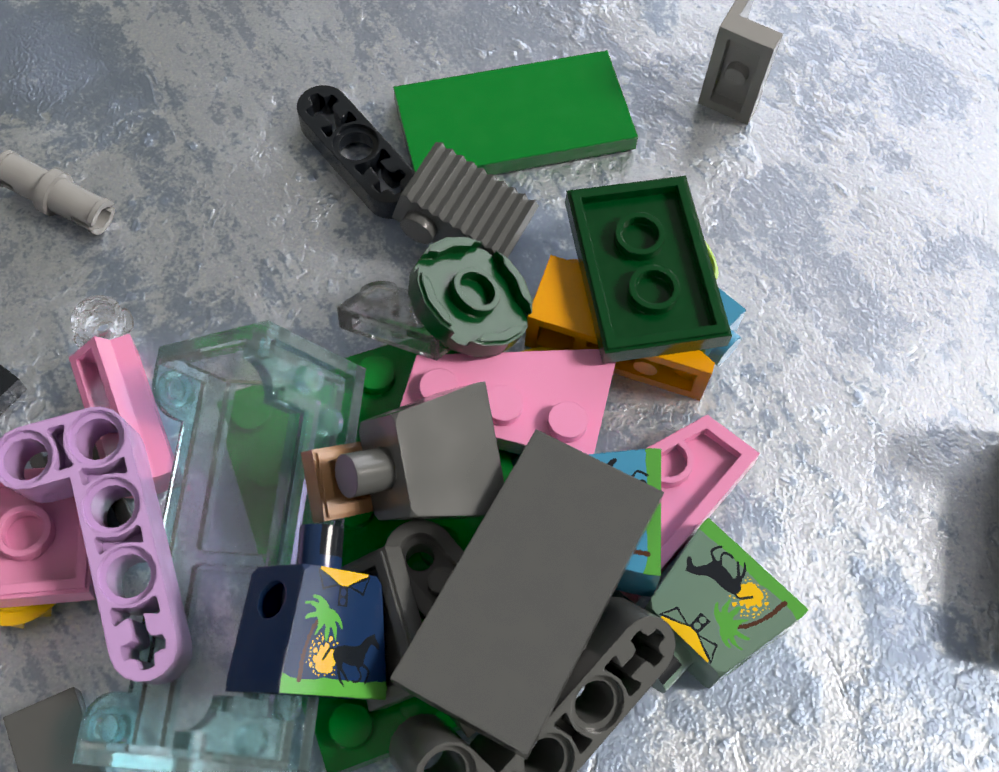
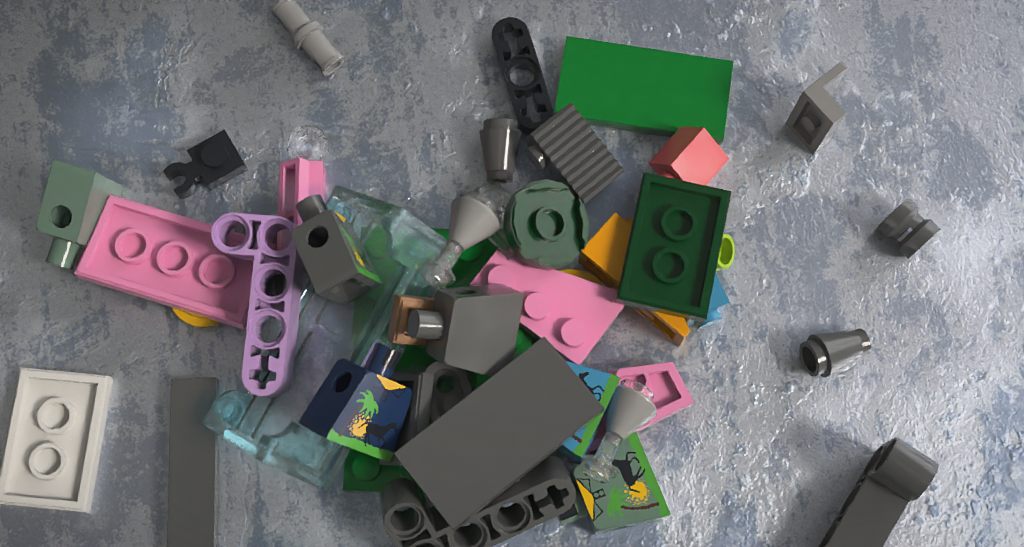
camera: 25 degrees right, 10 degrees up
(187, 432) = (332, 253): none -> dark grey torso
(364, 238) = (500, 148): none -> dark grey cone
(368, 324) = (471, 221): none -> piece
(611, 156) = (690, 156): none -> coral brick
(690, 494) = (626, 413): none -> piece
(890, 332) = (829, 352): none -> dark grey cone
(892, 151) = (903, 218): none -> dark grey wheel

